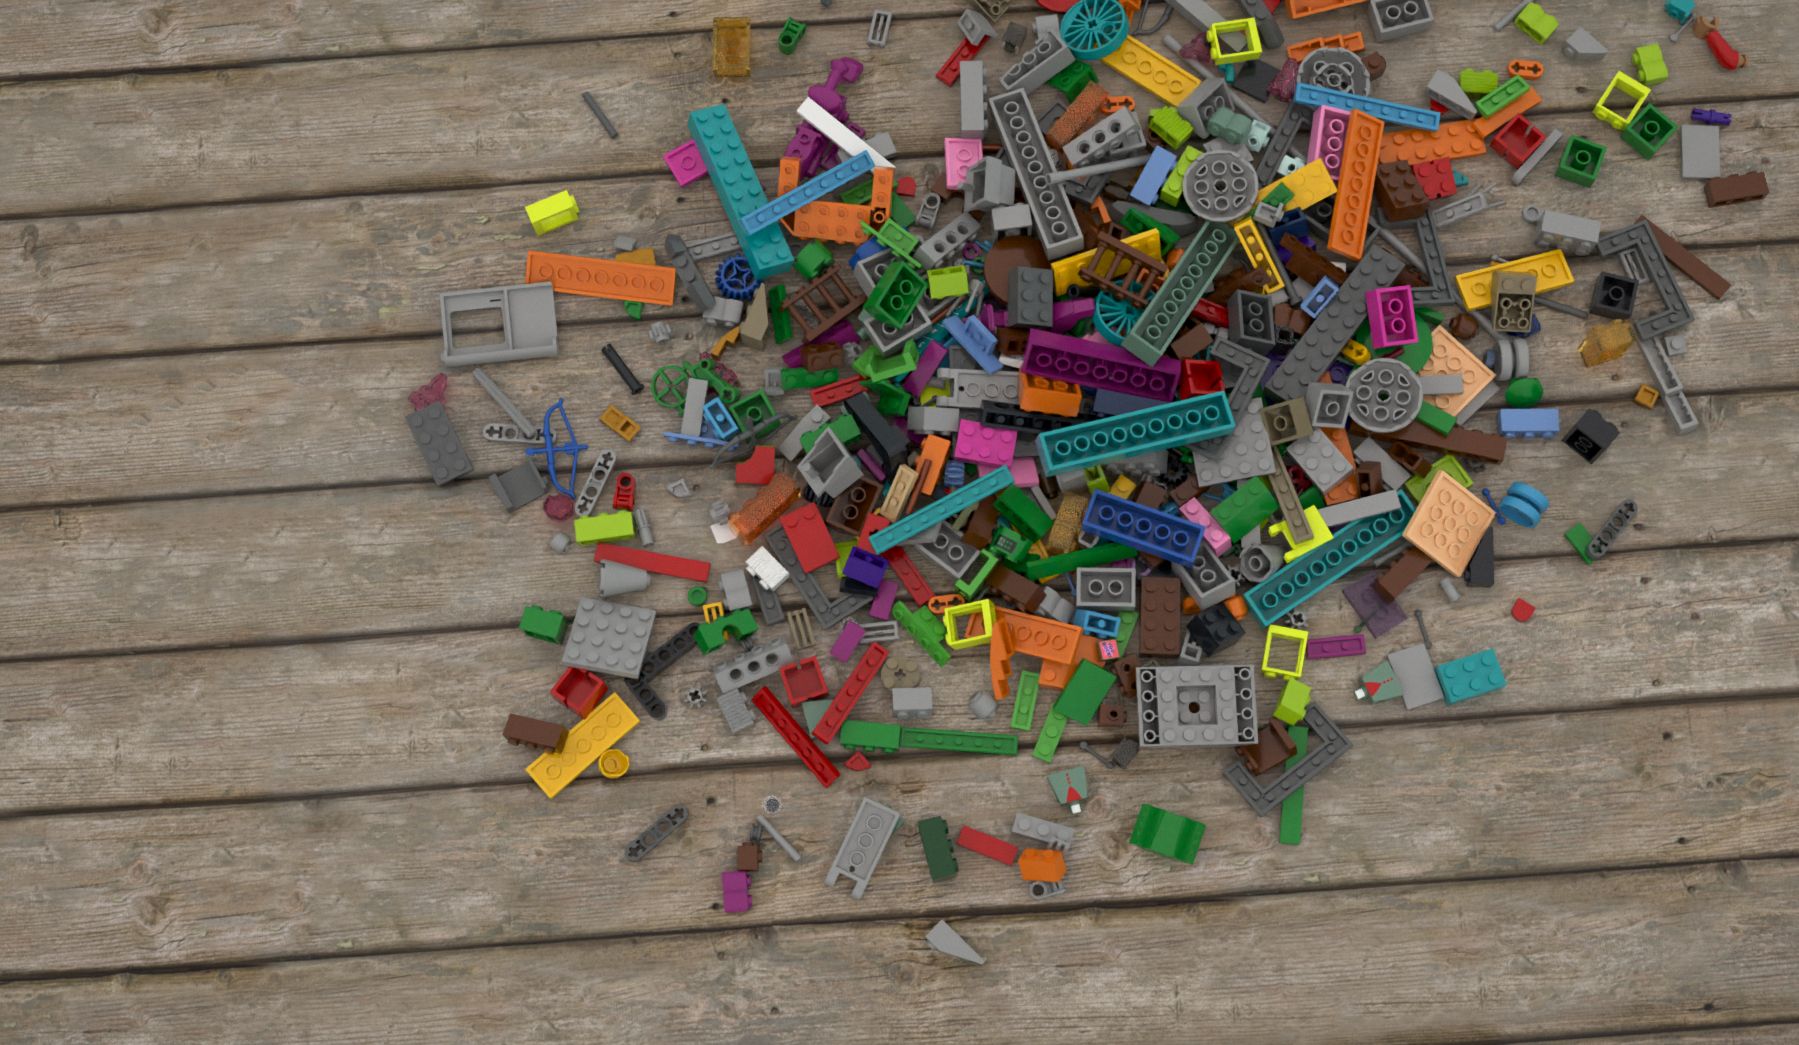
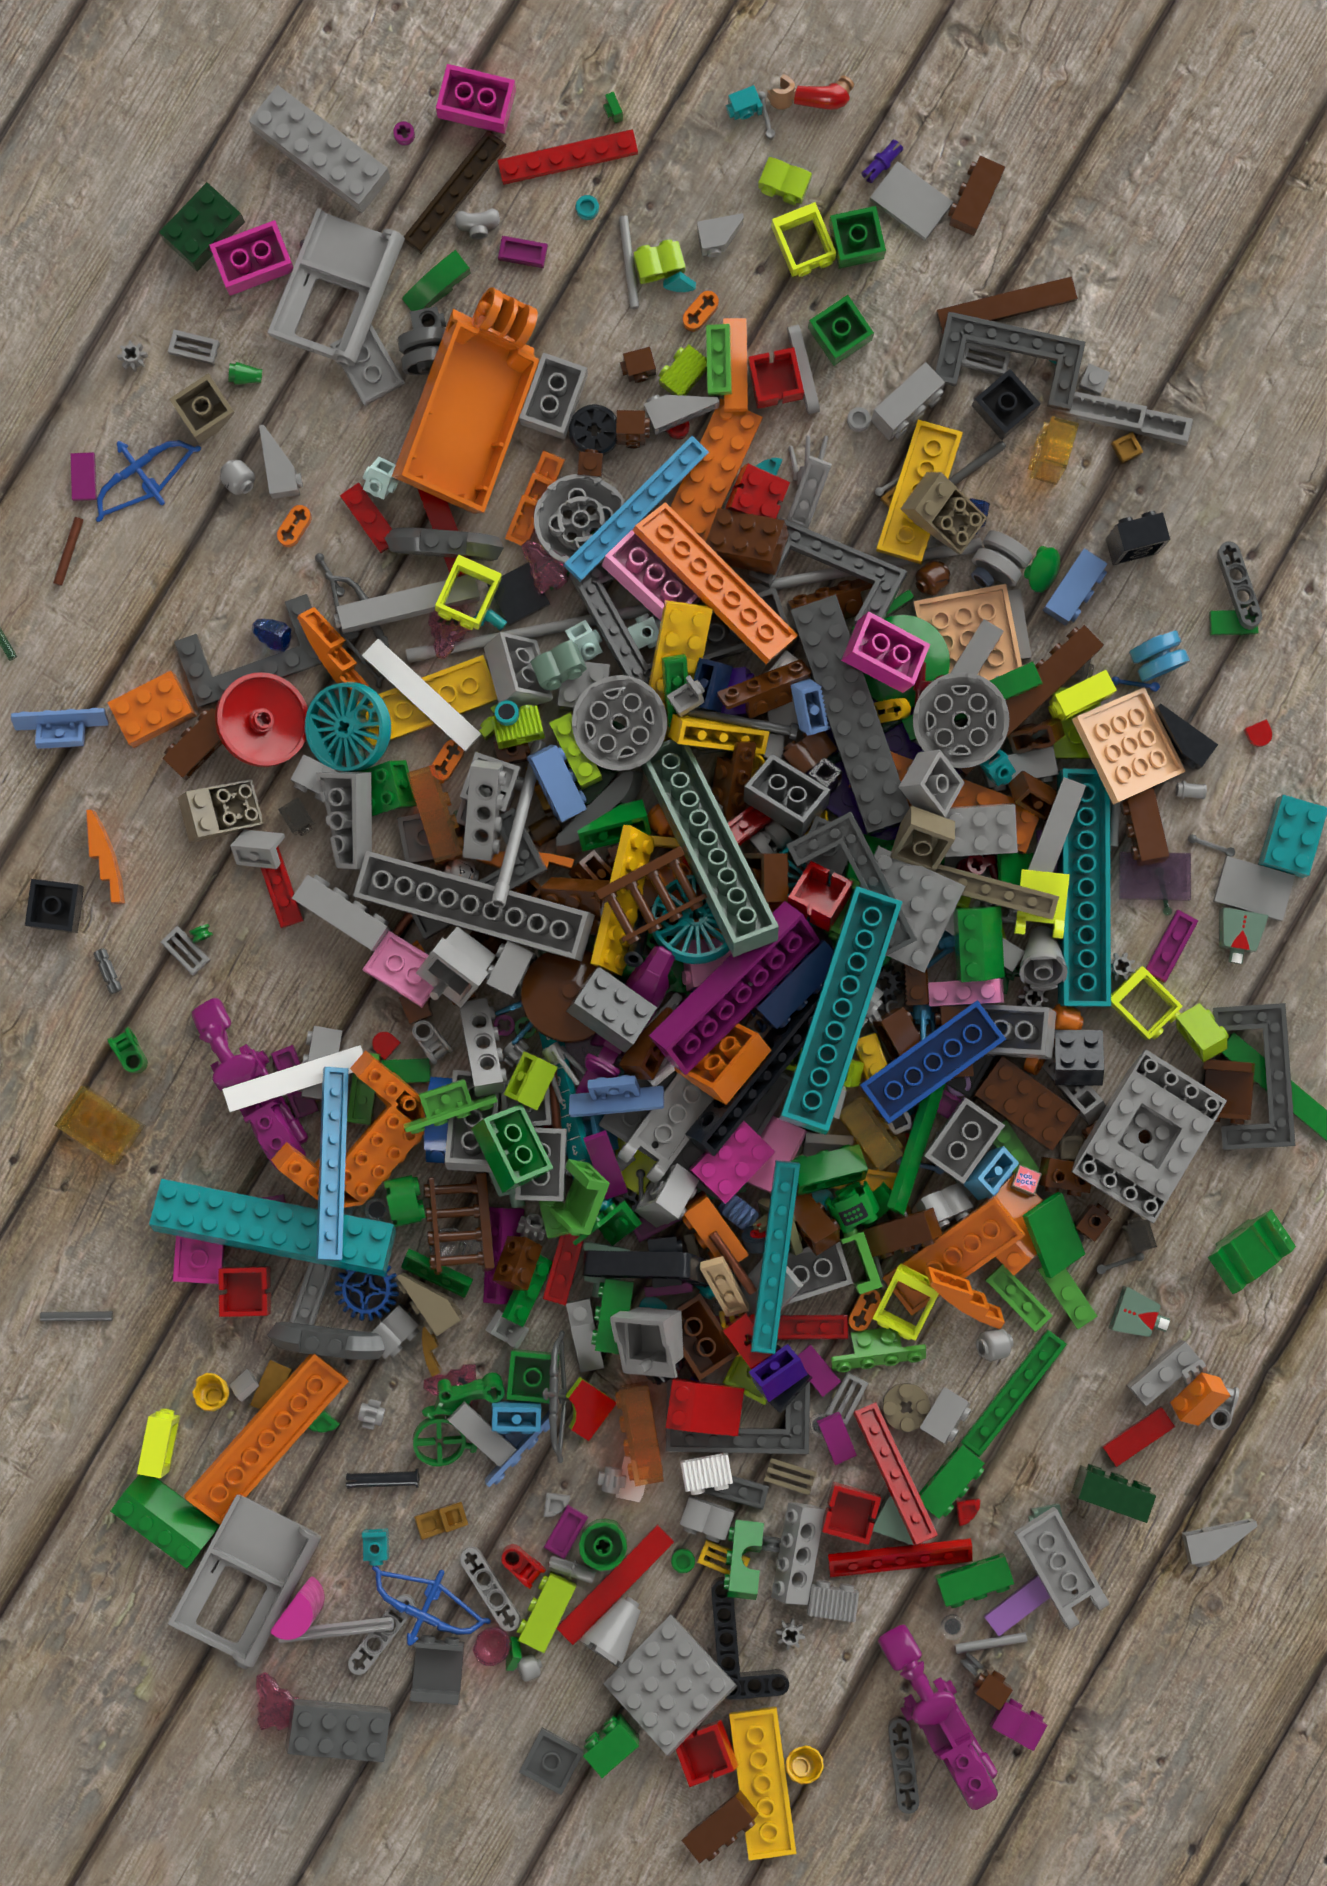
camera: 60 degrees left, 10 degrees up
(504, 363) = (301, 1611): none -> dark pink brick
(506, 249) = (165, 1519): none -> green slope
(507, 596) = (551, 1761): none -> dark grey plate
(562, 526) = (514, 1655): none -> green tile
(581, 395) = (380, 1538): none -> teal brick
(607, 224) = (210, 1392): none -> yellow hair
(665, 508) = (565, 1531): none -> magenta tile
(674, 544) = (595, 1555): none -> green brick
(687, 204) = (245, 1291): none -> red piece
(703, 837) = (941, 1721): none -> magenta piece
(813, 797) = (974, 1580): none -> green brick
(815, 839) = (1017, 1606): none -> medium lavender tile
(897, 29) = (200, 933): none -> green bush
(1147, 60) = (421, 695): none -> white tile
(1175, 112) = (507, 713): none -> tile
(1370, 439) = (1000, 770): none -> teal brick
(1402, 46) = (584, 420): none -> black wheel
(1416, 73) = (632, 428): none -> reddish brown brick
(1459, 466) = (1081, 696): none -> neon yellow window
(1460, 53) = (638, 365): none -> reddish brown brick
(1533, 45) = (679, 283): none -> teal tile

